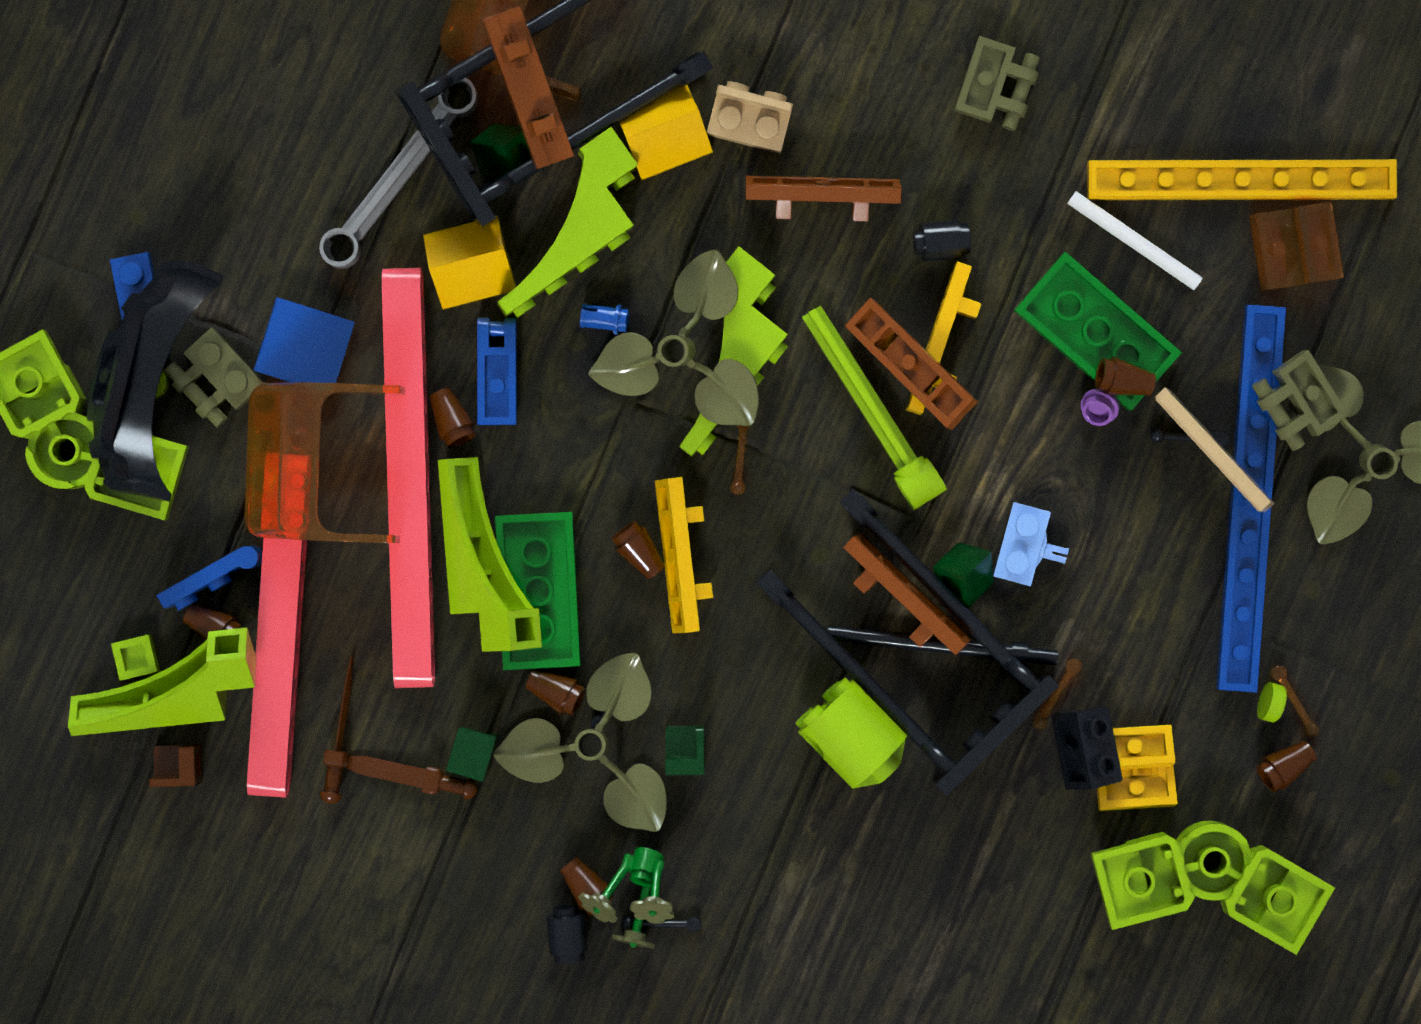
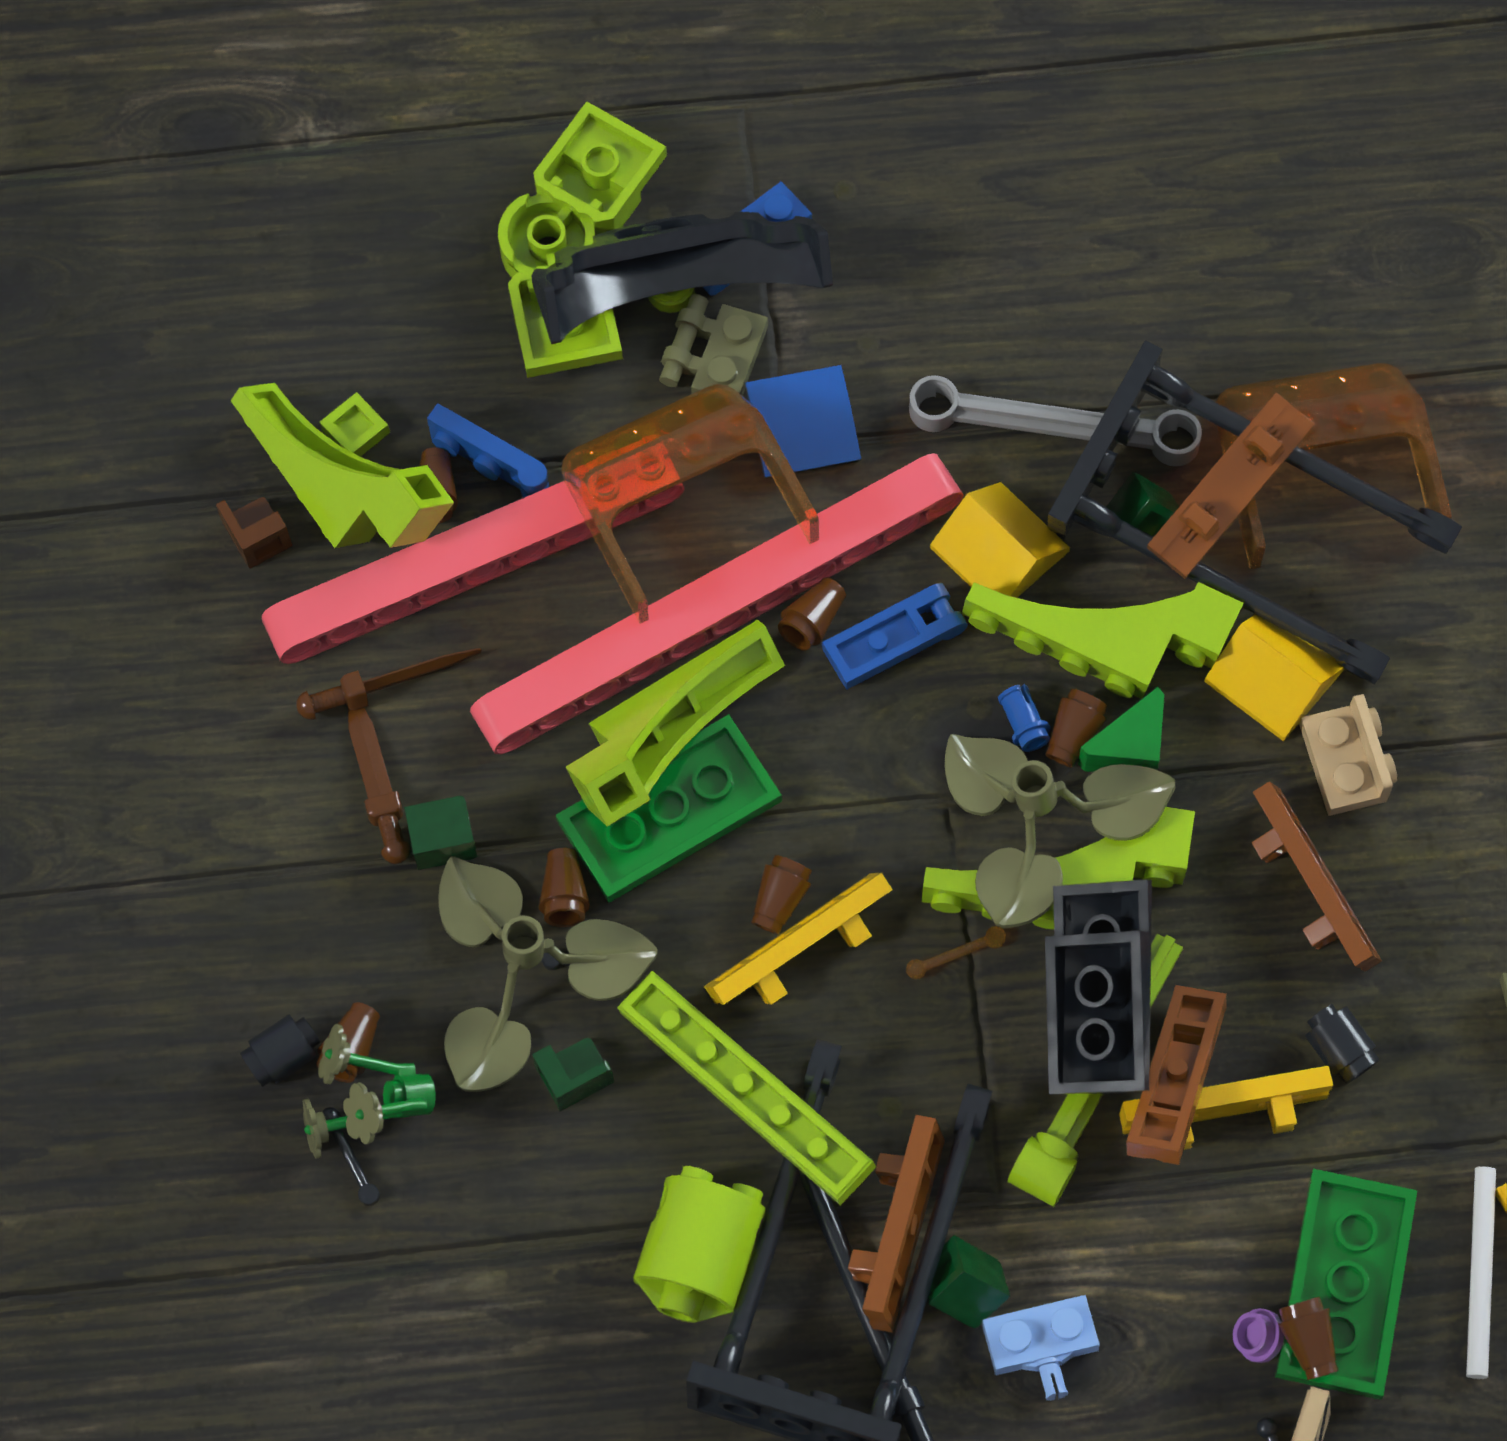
camera: 65 degrees right, 20 degrees down
(630, 288) = (1076, 723): none -> reddish brown cone
(663, 256) = (1129, 739): none -> green slope
(761, 646) = (747, 1088): none -> lime tile
(829, 382) = (1099, 988): none -> black slope

